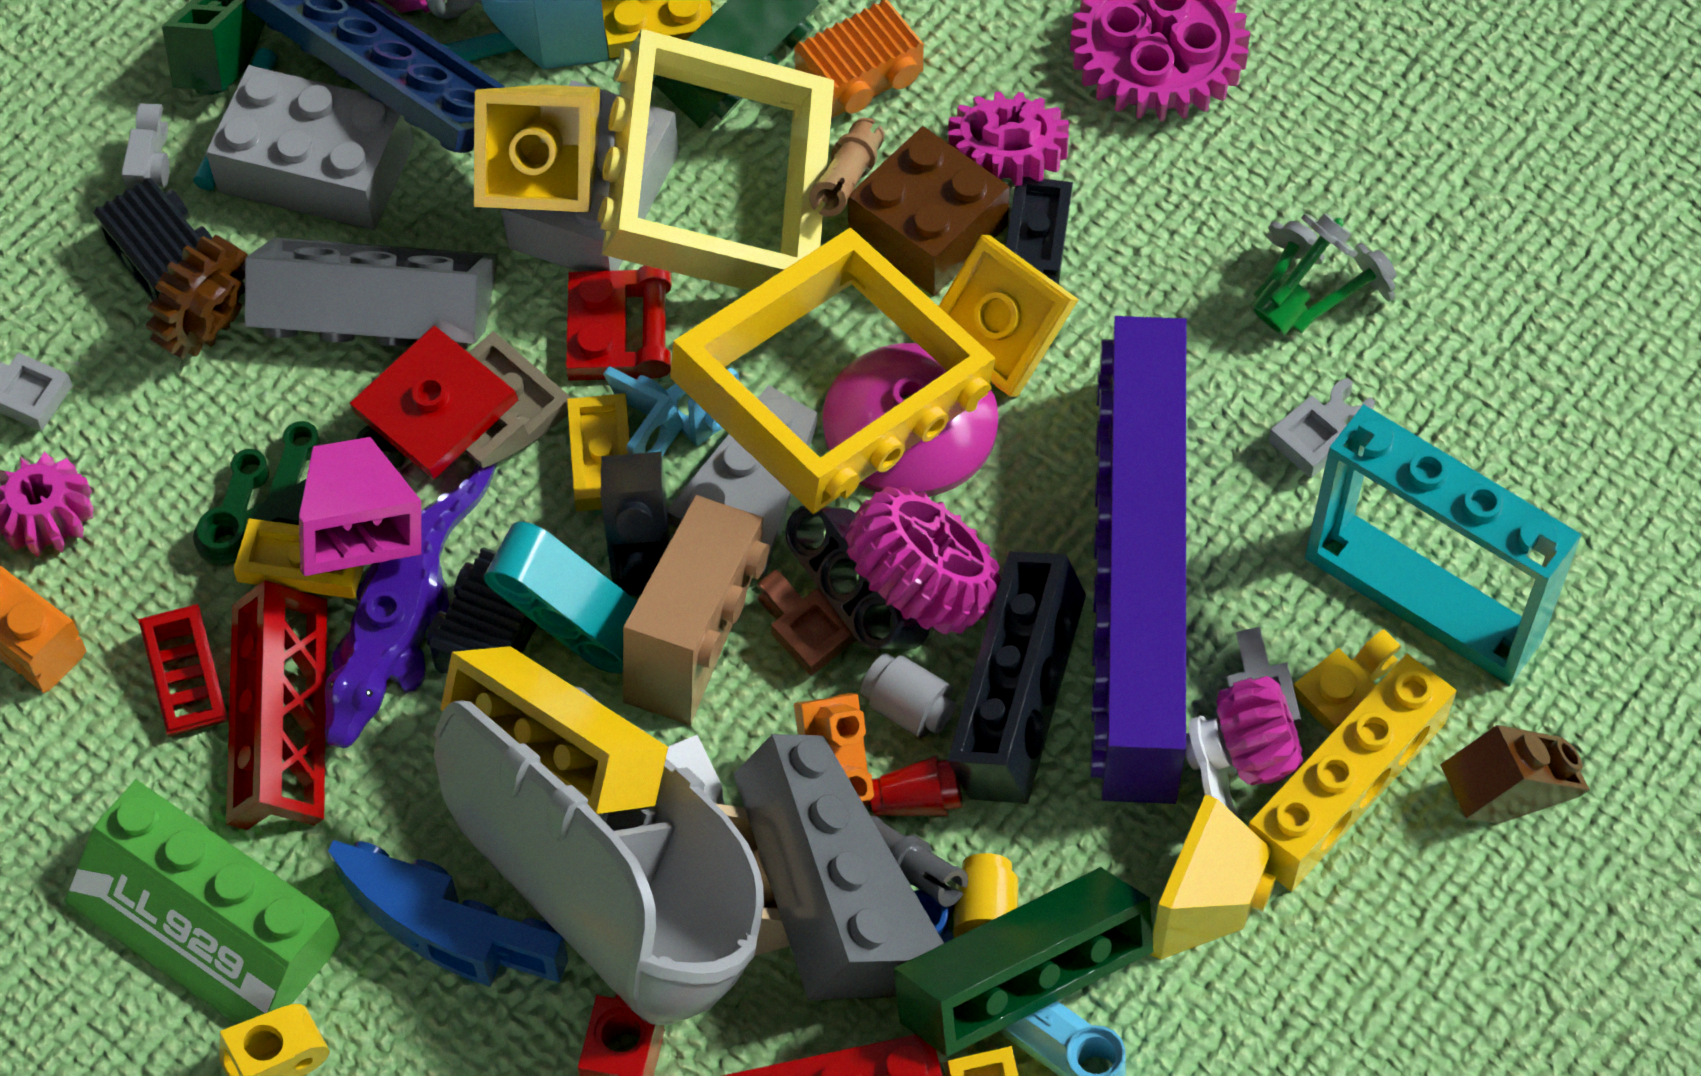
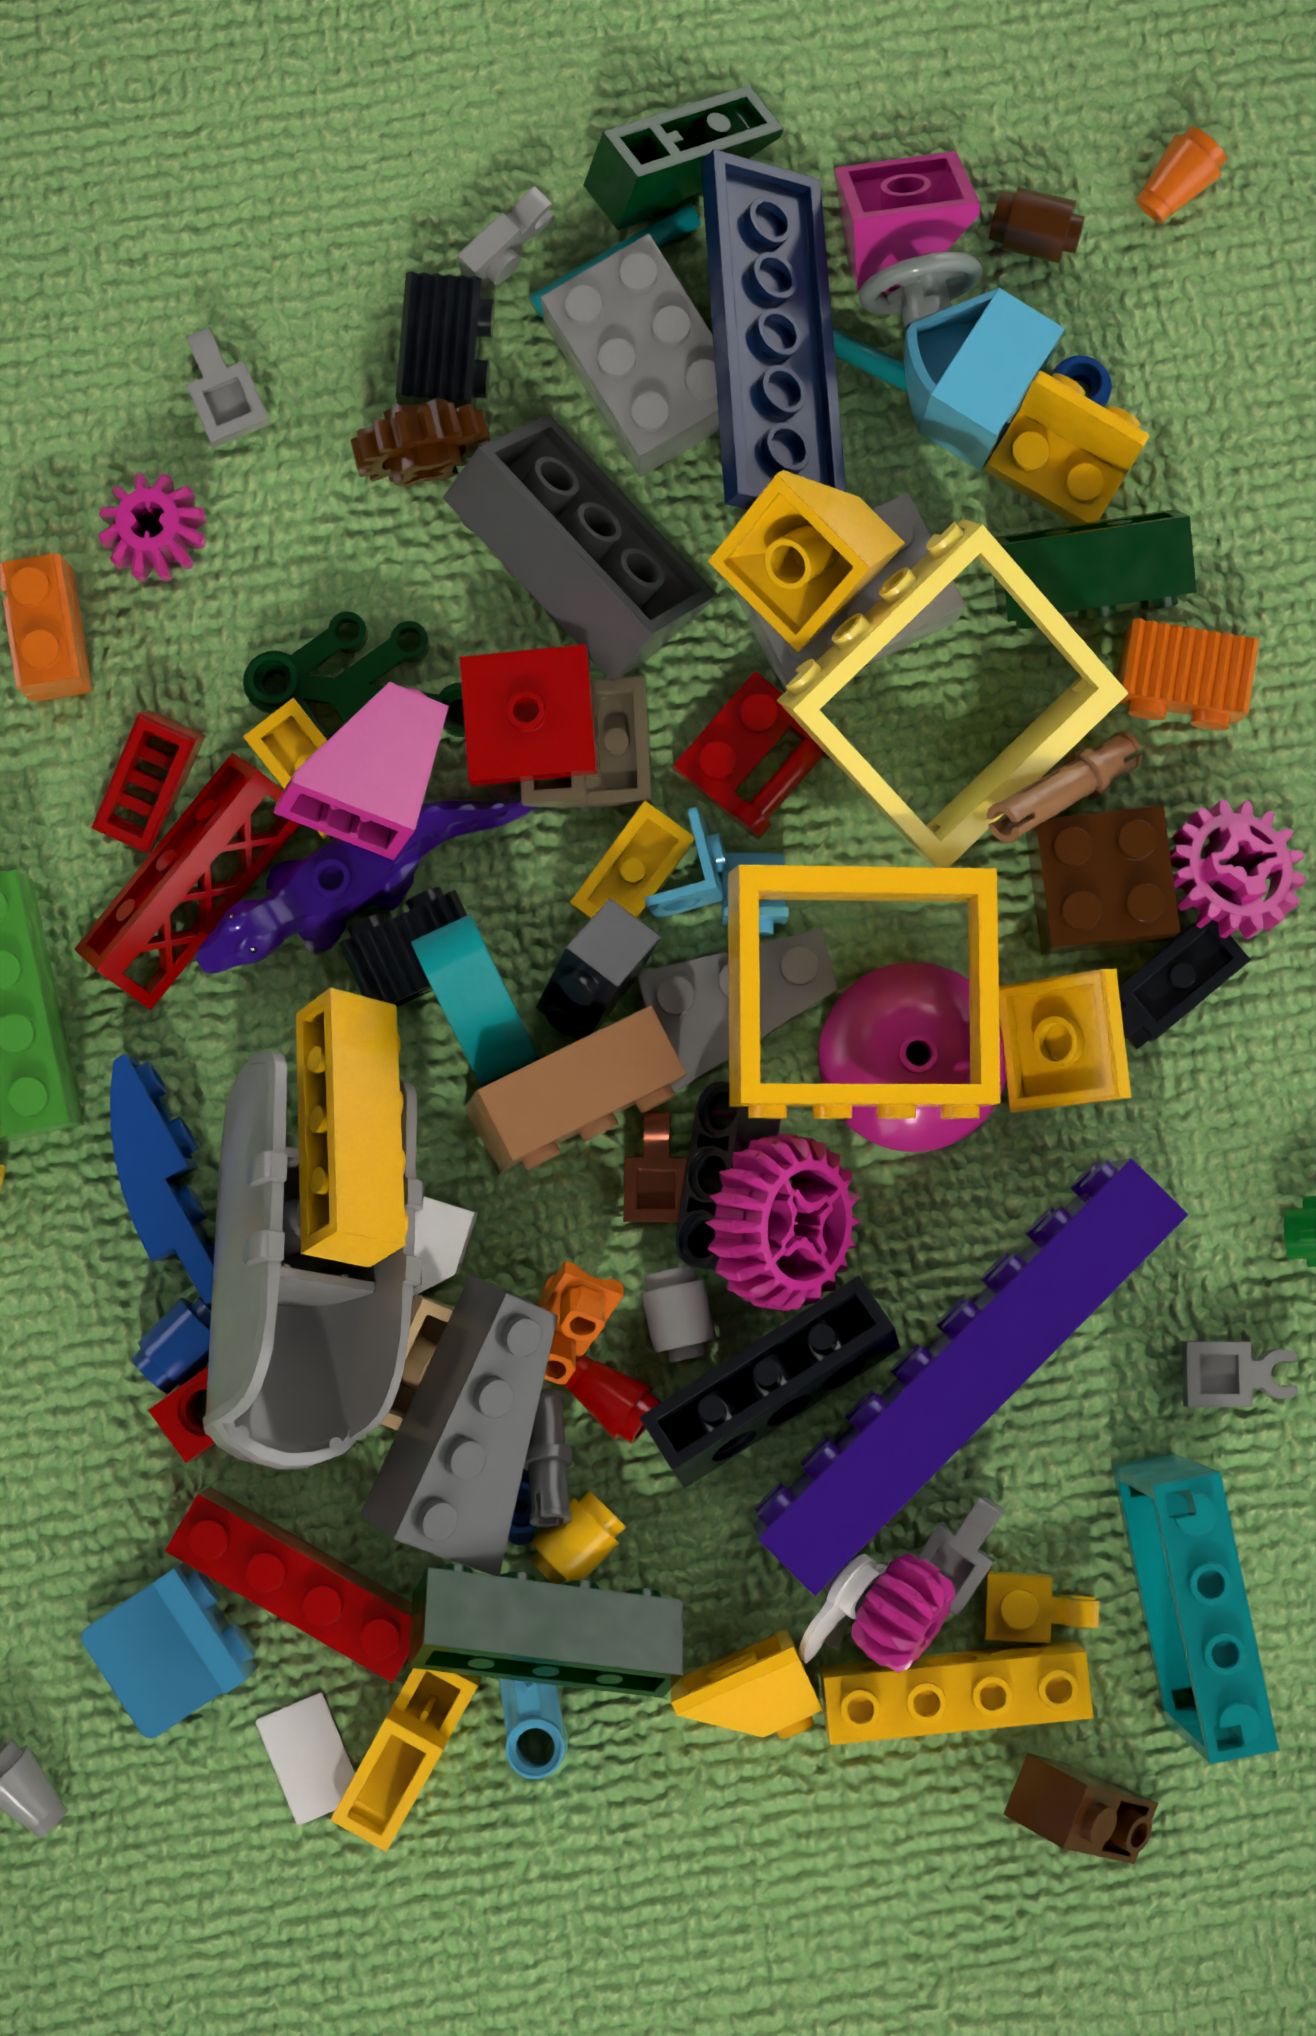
camera: 40 degrees right, 25 degrees up
(558, 1016) = (176, 1345): none -> blue brick

